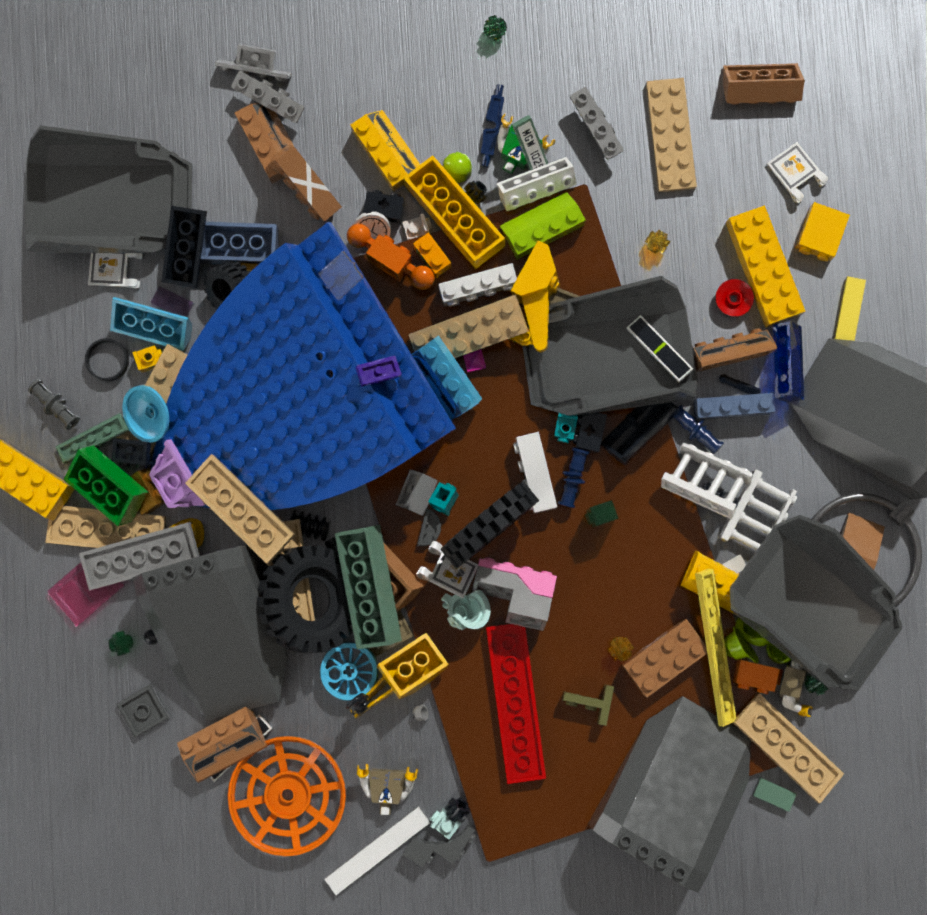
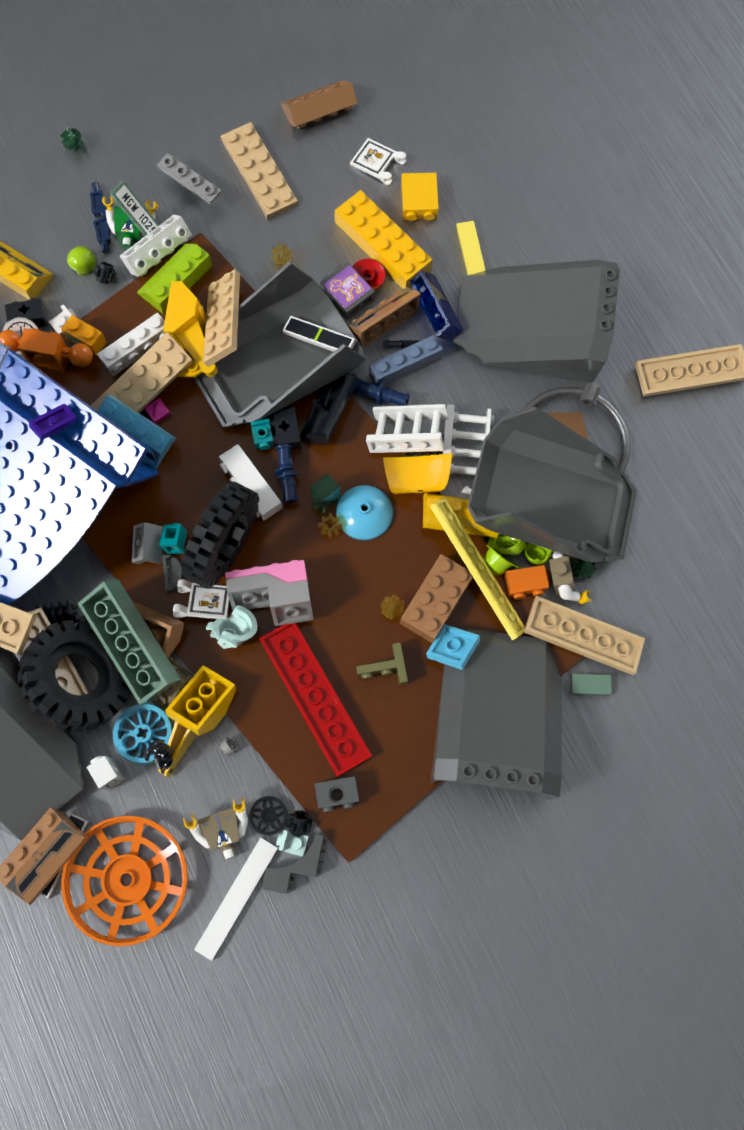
camera: 25 degrees left, 10 degrees down
(303, 694) = (105, 772): none -> white brick
(432, 790) = (268, 815): none -> black wheel
(454, 212) = (90, 292): yellow brick -> none
(493, 790) = (325, 789): none -> dark grey brick
(572, 297) = (222, 318): none -> tan plate
(588, 547) = (330, 531): none -> clear yellow gear
(618, 548) = (360, 523): none -> medium azure dish
(661, 711) = (453, 646): none -> medium azure hinge
(698, 525) = (417, 473): none -> yellow piece
(707, 306) = (348, 290): none -> panel

